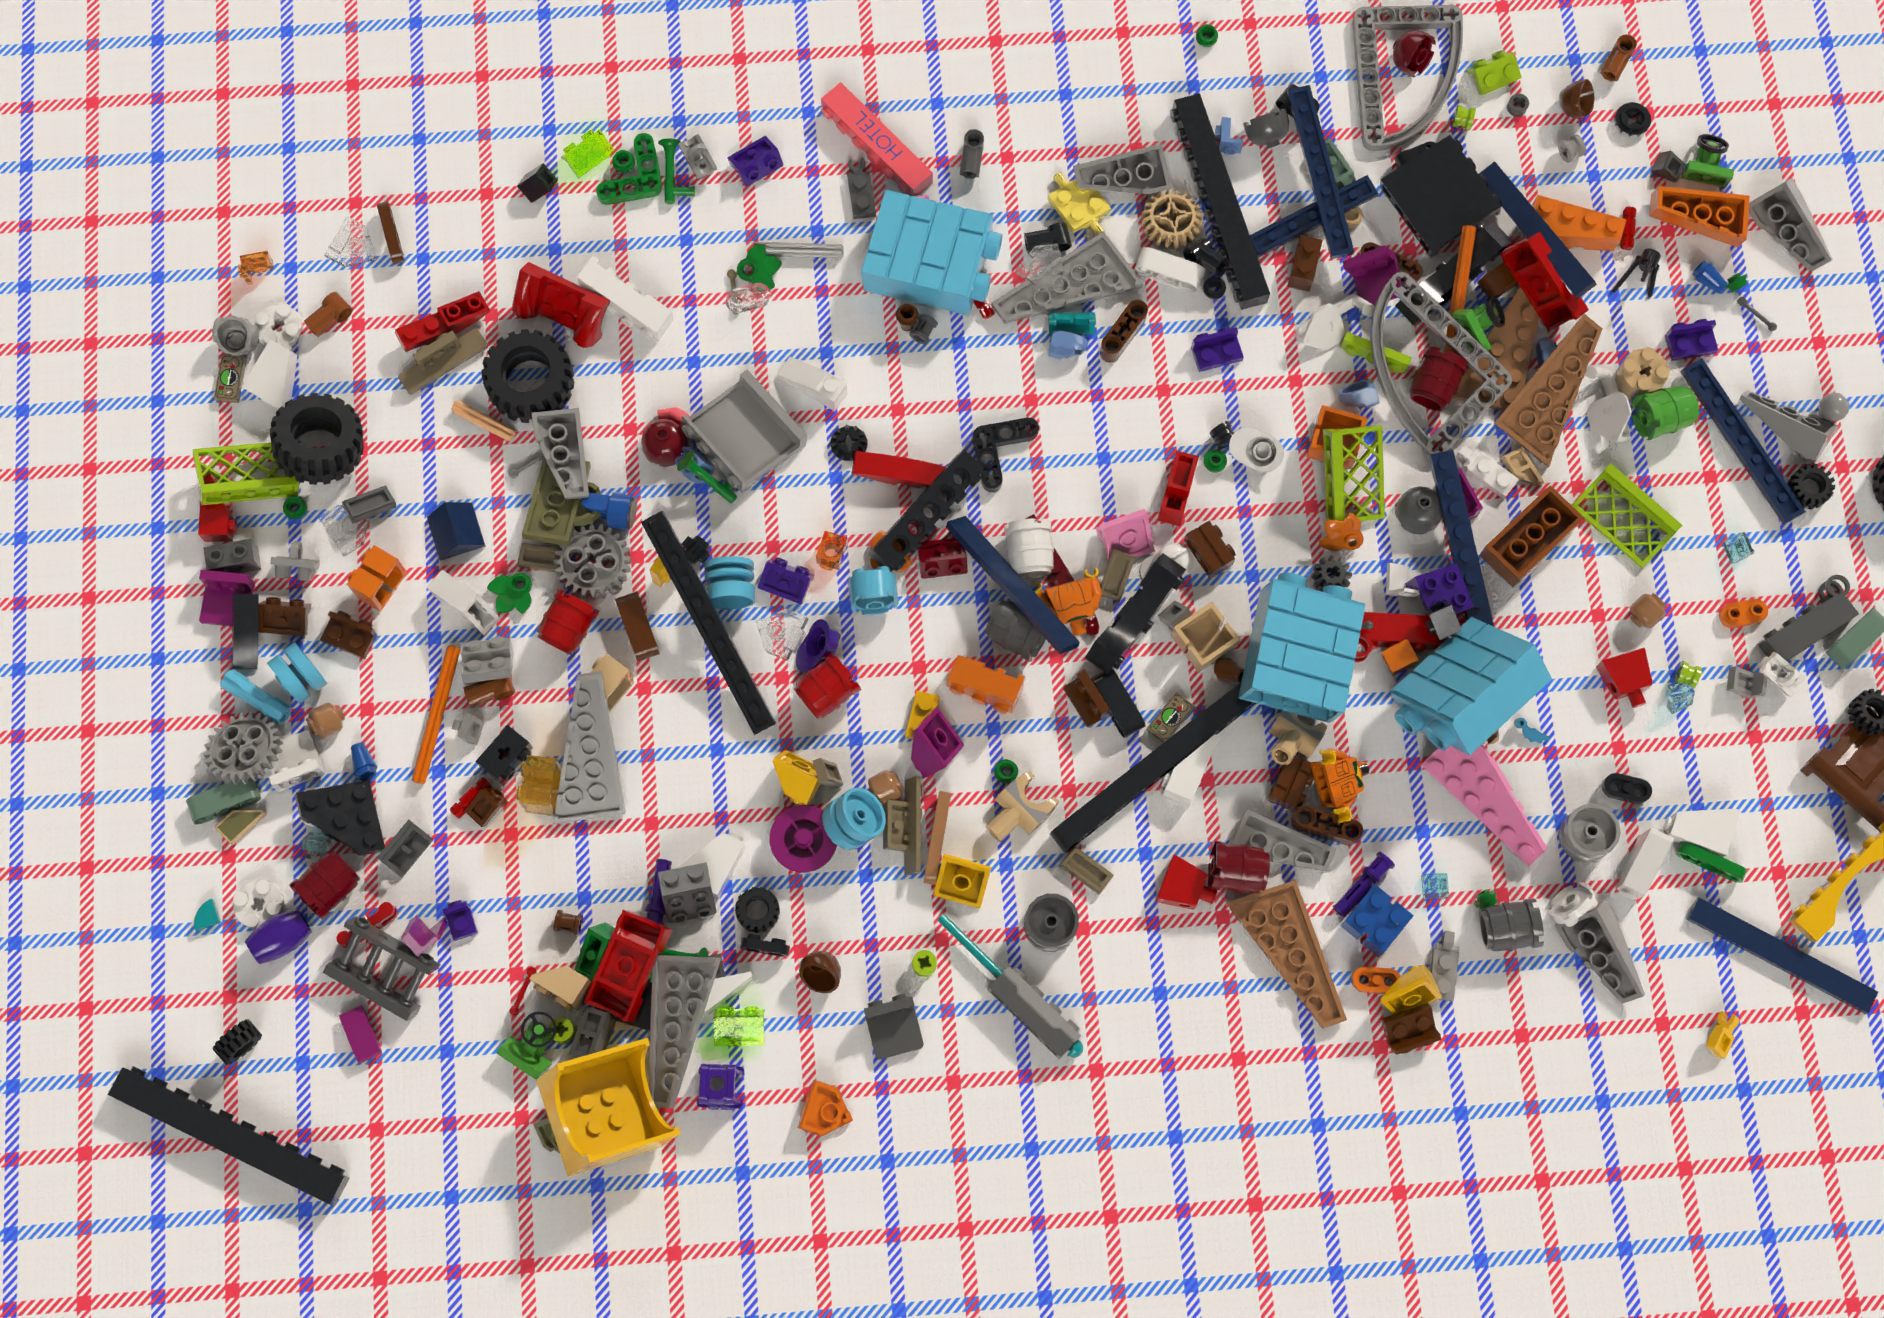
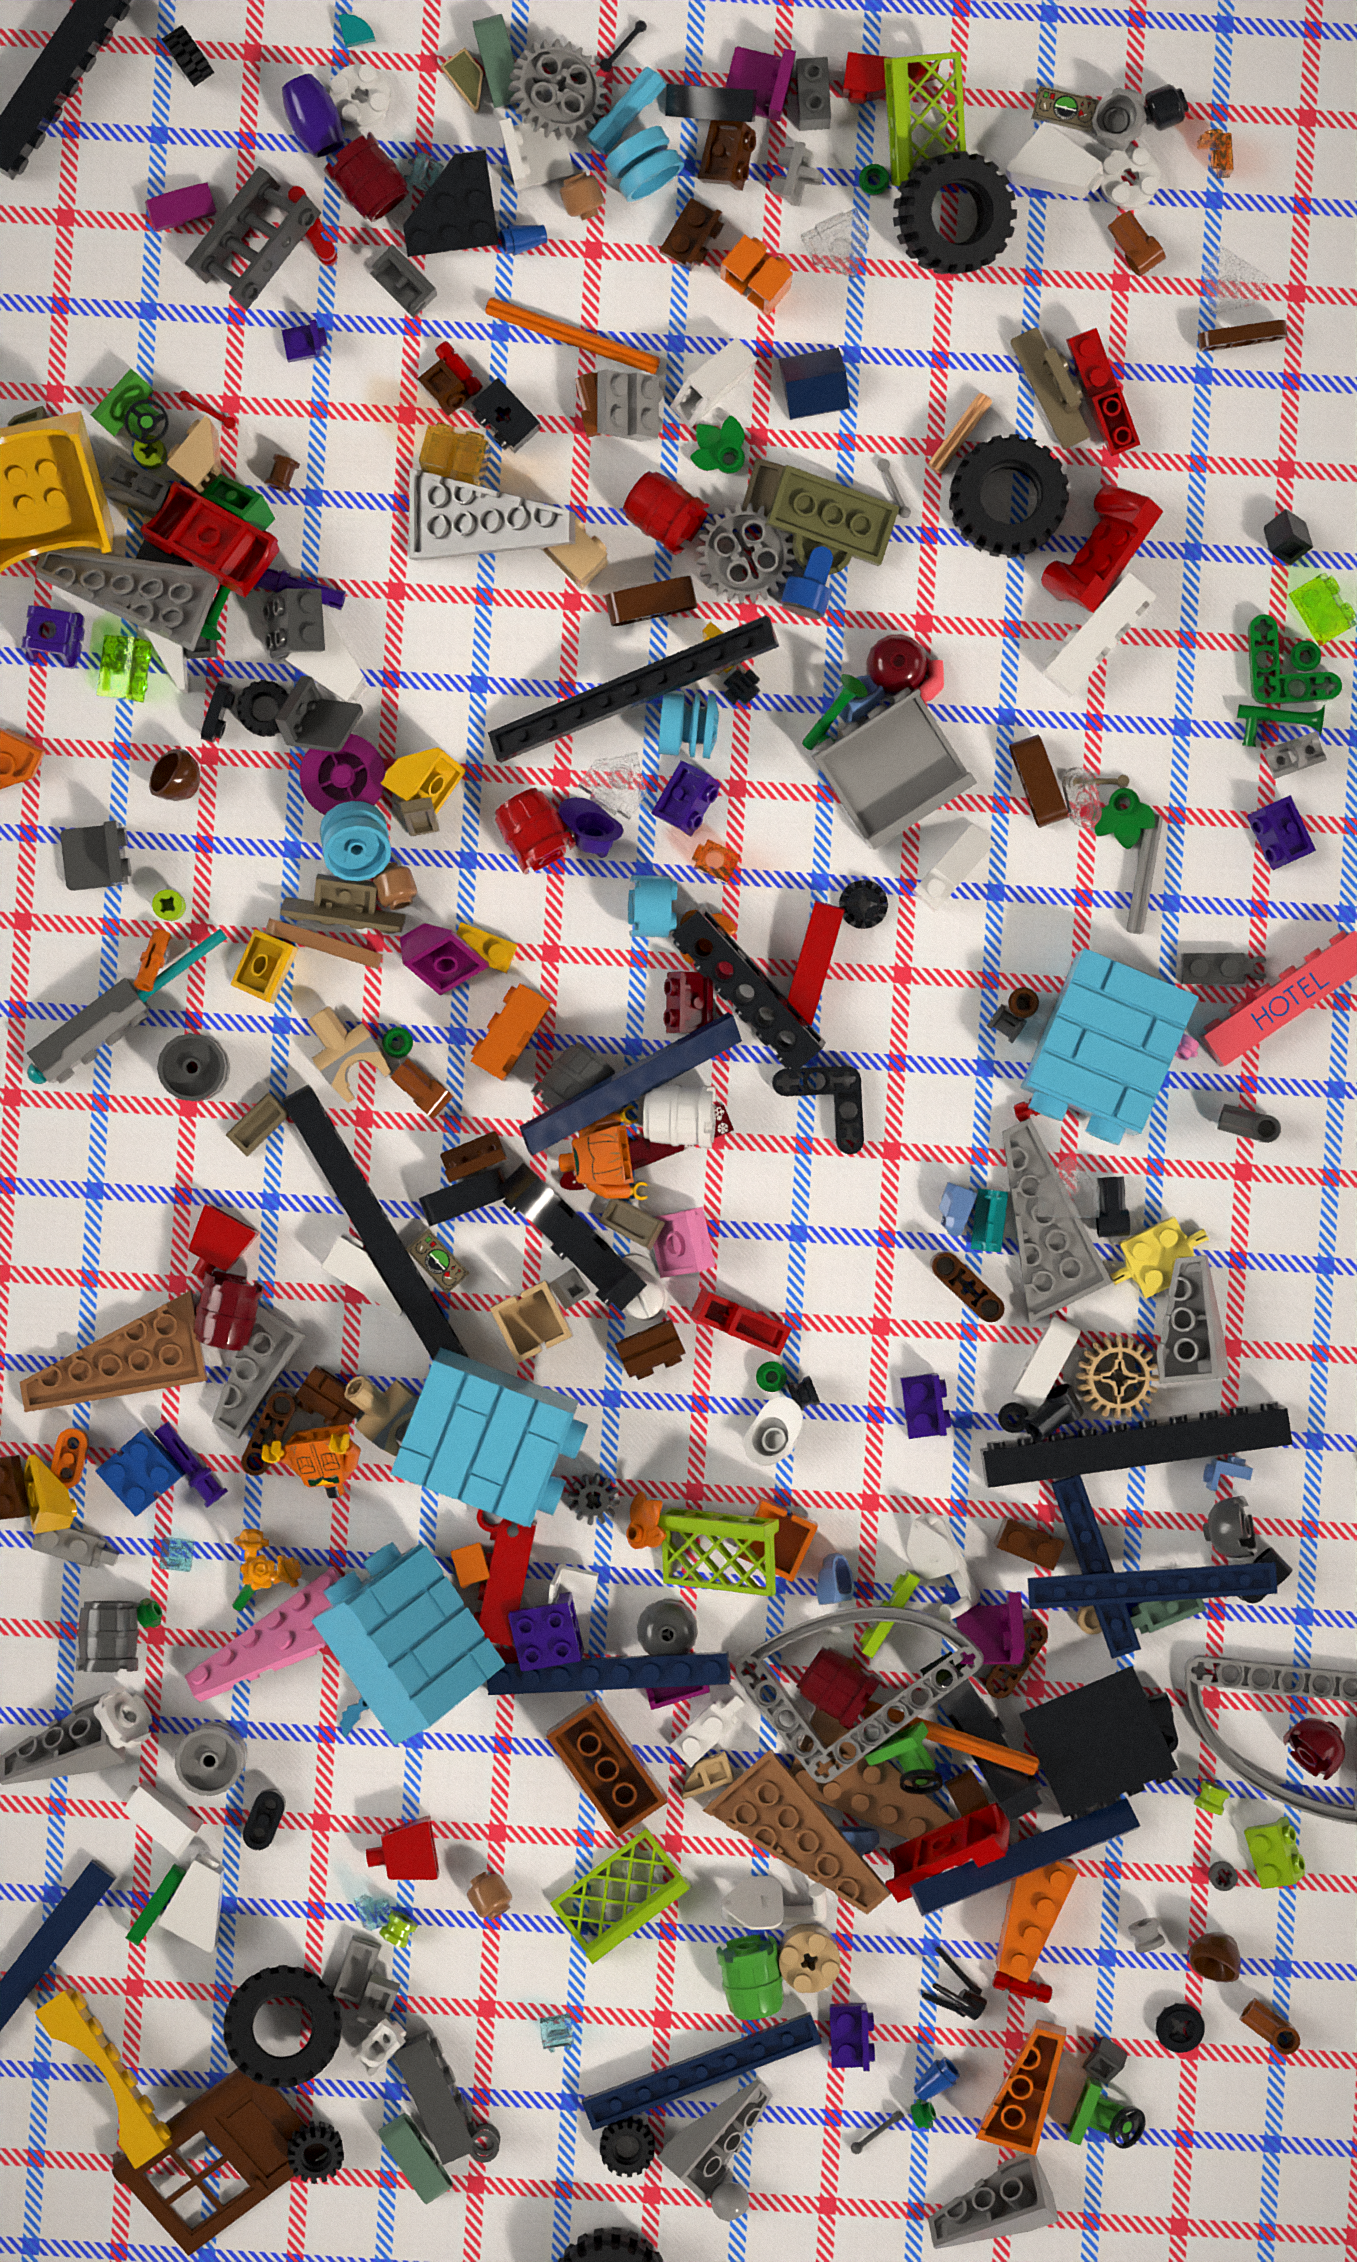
camera: 100 degrees right, 15 degrees up
(219, 718) = (606, 64): none -> black hinge
(223, 304) = (1165, 107): none -> black head
(369, 504) = (862, 274): dark grey tile -> none
(420, 937) = (284, 291): magenta panel -> none
(469, 728) = (545, 374): light grey tile -> none
(562, 446) = (899, 530): light grey wedge -> none
(739, 330) = (1038, 781): none -> reddish brown beam
(763, 862) = (314, 721): none -> dark grey bracket
(985, 969) = (152, 960): none -> orange pin
(1042, 741) = (426, 1092): none -> dark orange piece
(1228, 670) = (485, 1344): reddish brown cone -> none
(1438, 809) = (259, 1572): none -> light orange plant
(1442, 620) = (502, 1624): brick -> none
(1726, 704) = (356, 1969): none -> light grey tile
(1745, 613) = (471, 2020): orange plate -> none
(1784, 715) = (324, 2037): none -> black tyre

